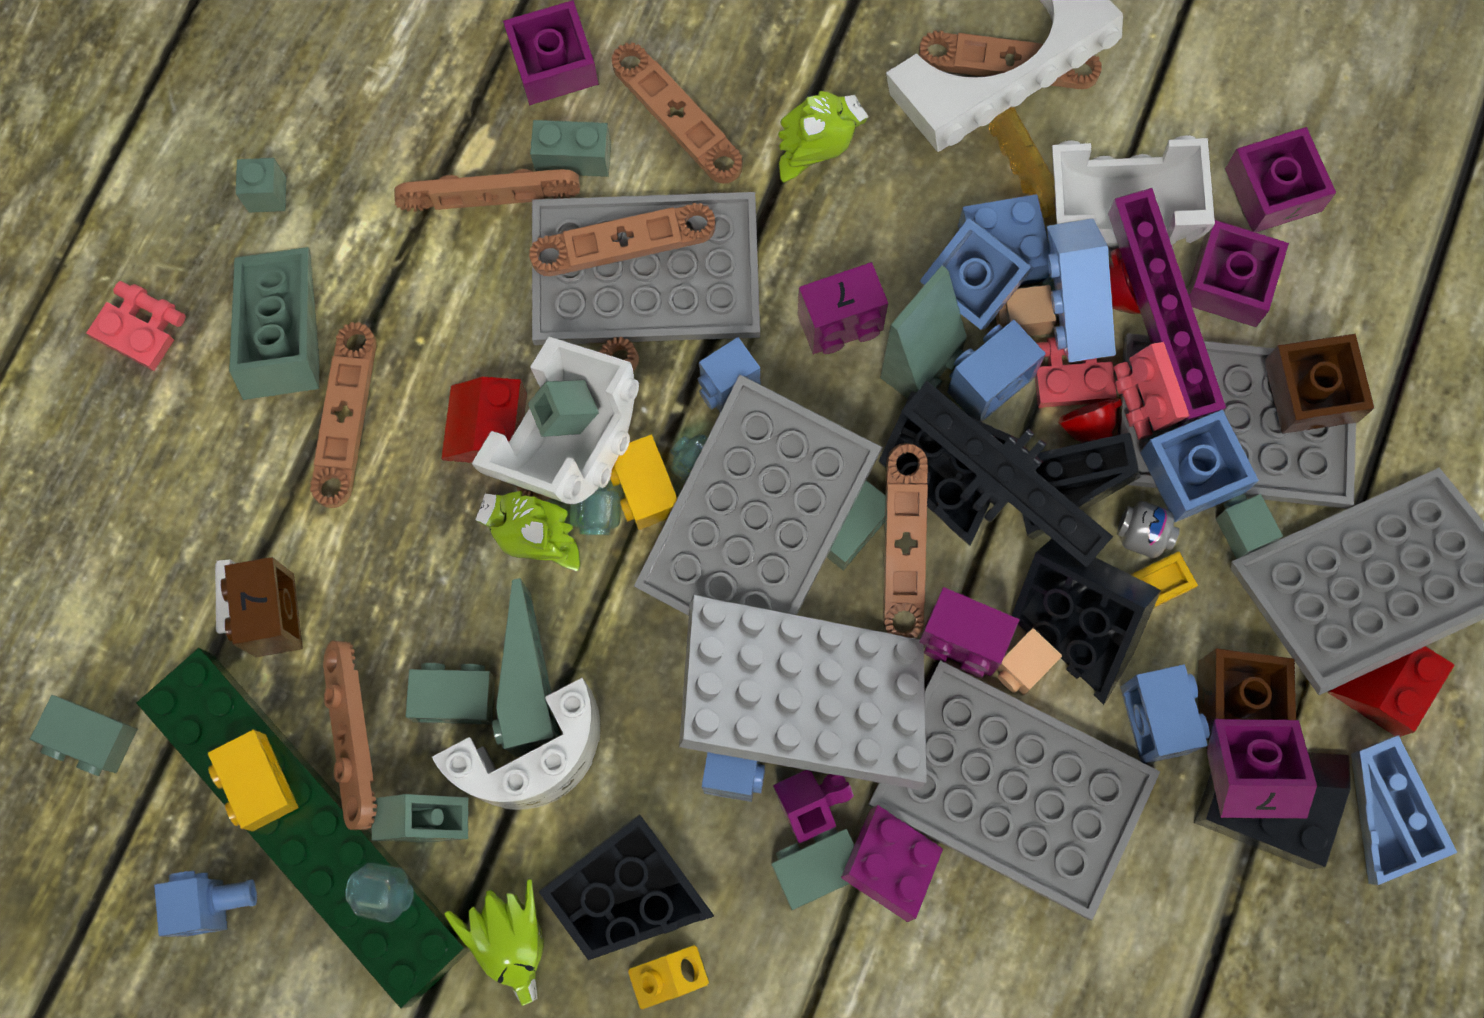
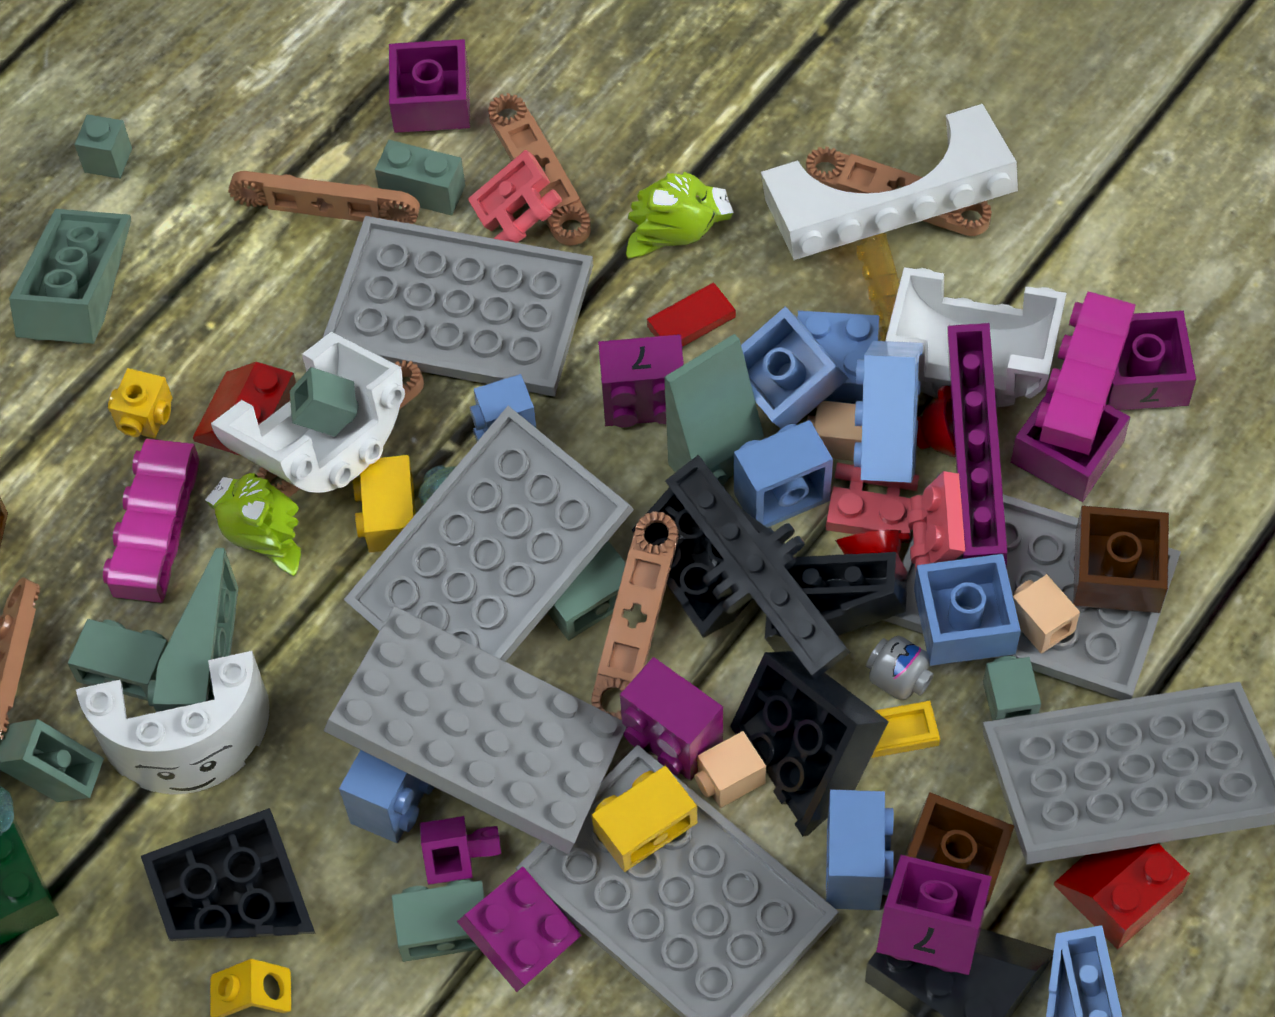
camera: 15 degrees right, 15 degrees down
(337, 441) = (121, 348): nougat piece -> none
(385, 441) = (140, 403): none -> yellow brick
(434, 552) = (152, 521): none -> dark pink brick
(505, 940) = (95, 906): lime piece -> none
(597, 512) = (329, 517): clear light blue head -> none
(650, 231) = (465, 268): nougat piece -> none
(659, 144) = (508, 192): none -> coral plate
(859, 230) = (693, 315): none -> red tile
(972, 733) = (644, 817): none -> yellow brick
(1245, 212) = (1086, 373): none -> dark pink brick
(1265, 448) = (1044, 613): none -> light nougat brick

